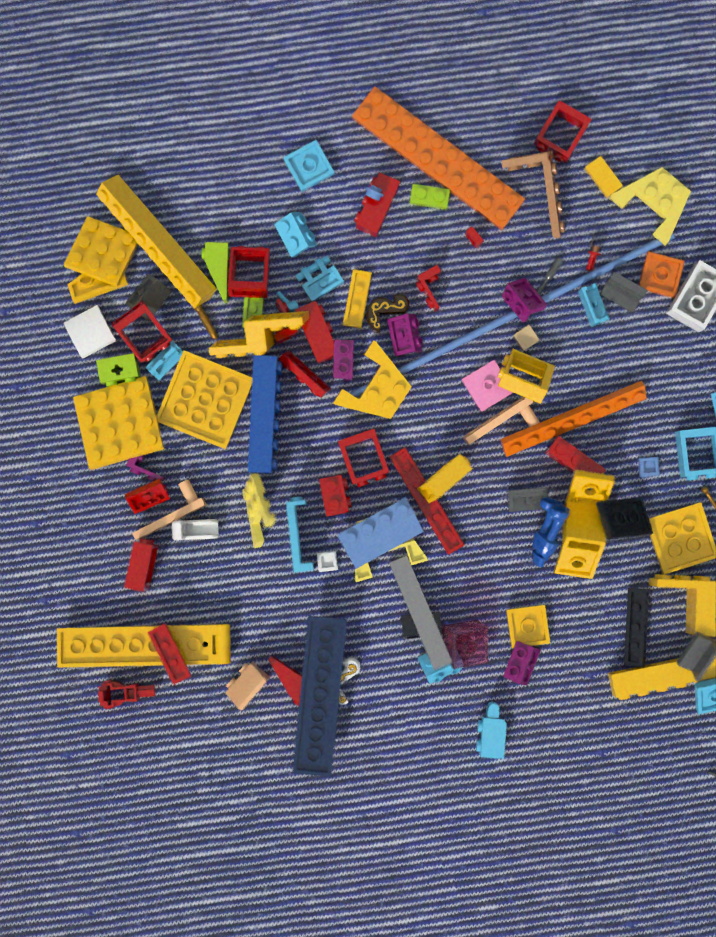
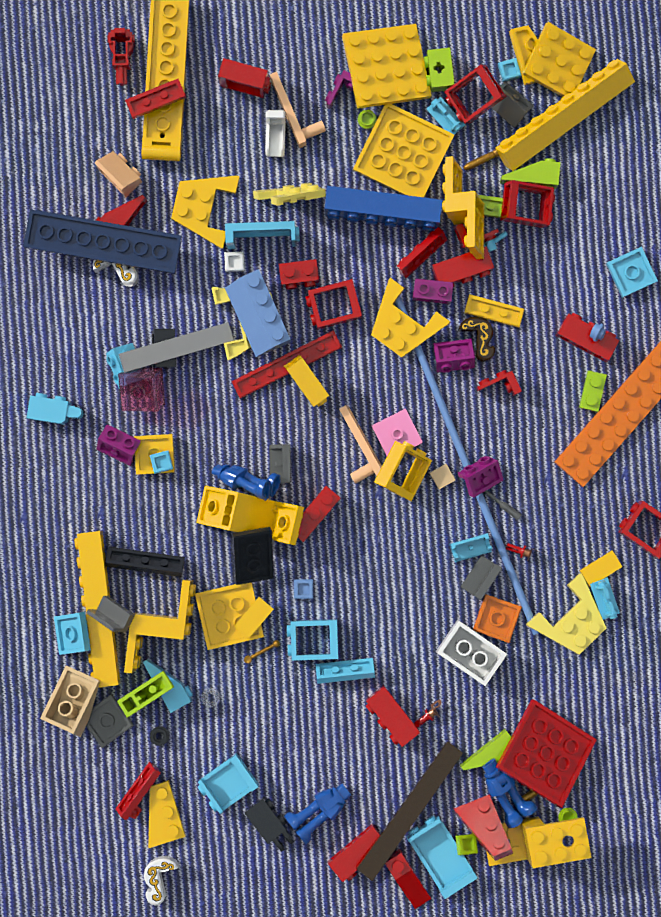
camera: 95 degrees right, 0 degrees up
(89, 331) = (479, 44): white slope -> none
(113, 300) = (509, 70): none -> medium azure tile
(147, 496) = (311, 88): red bracket -> none
(173, 439) = (367, 119): none -> lime plate
(272, 605) = (195, 204): none -> yellow wing
(295, 233) = (564, 254): medium azure bracket -> none
(321, 284) = (511, 276): medium azure plate -> none
(474, 237) = (547, 431): red tile -> none
(536, 618) = (161, 462): none -> medium azure tile
(552, 186) = (591, 511): medium nougat bracket -> none
(573, 418) = (357, 517): orange plate -> none
(634, 170) = (605, 599): none -> medium azure hinge
(683, 513) = (253, 617): none -> yellow tile

